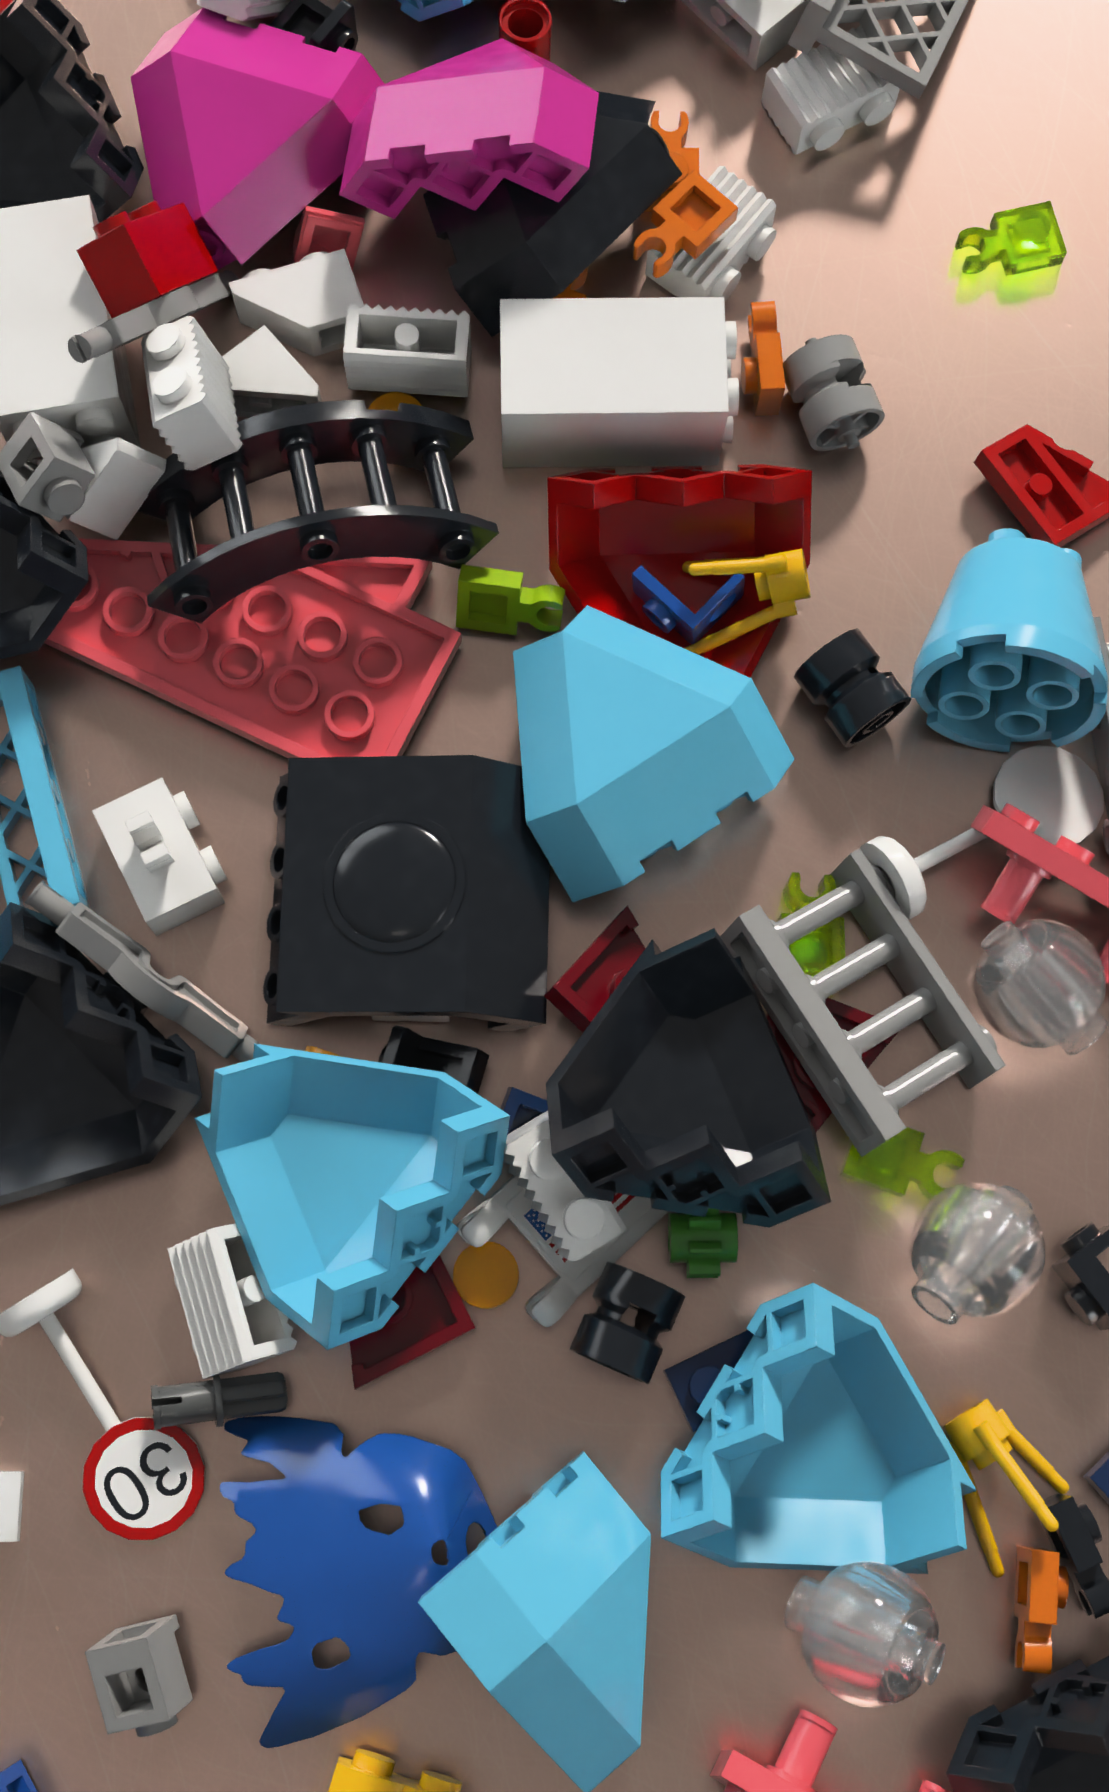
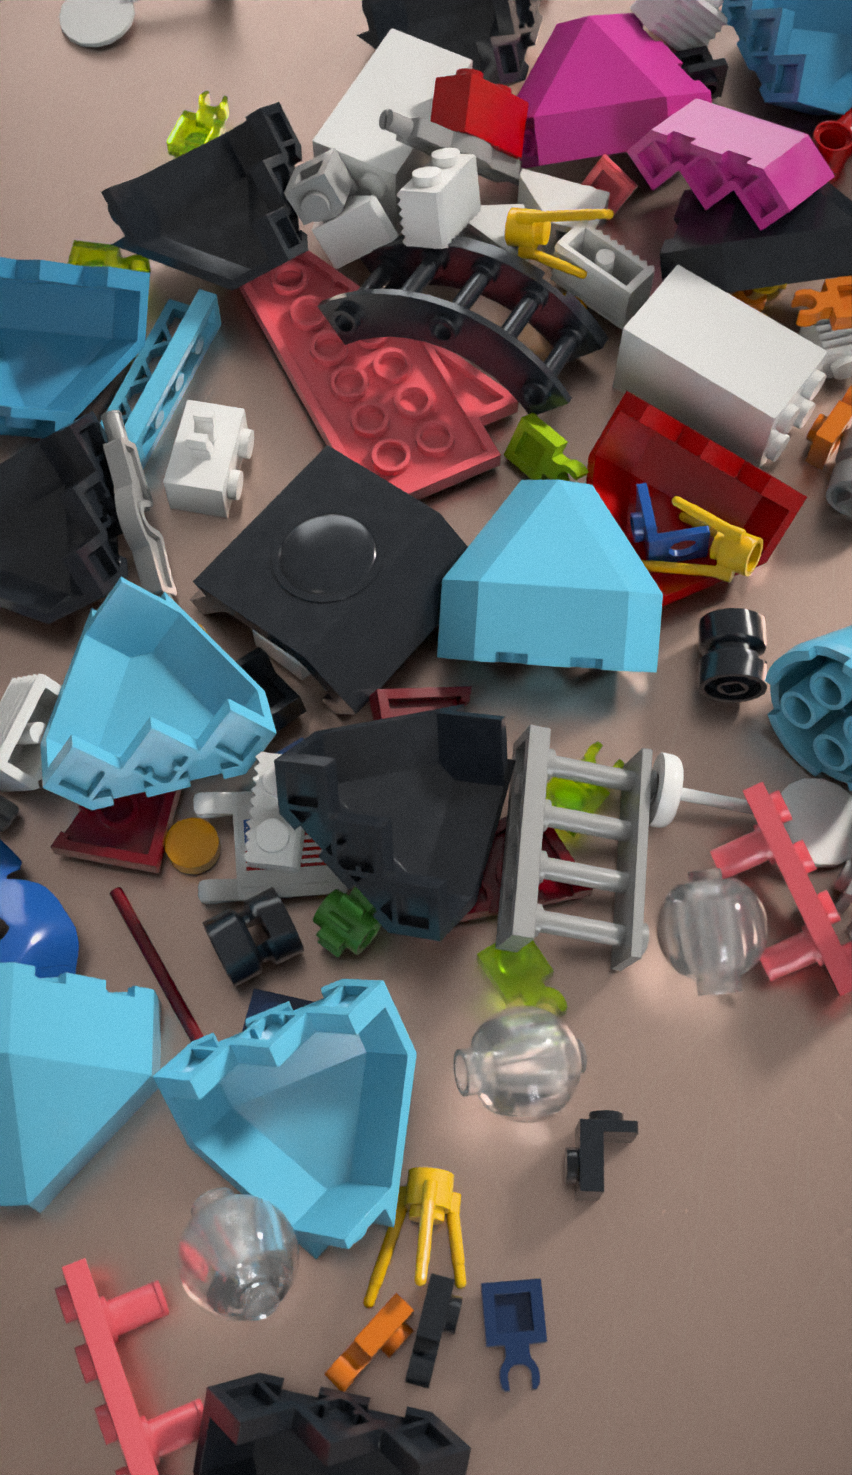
camera: 40 degrees right, 10 degrees down
(304, 351) = (532, 228): none -> yellow plant
(555, 1421) = (156, 964): none -> dark red axle

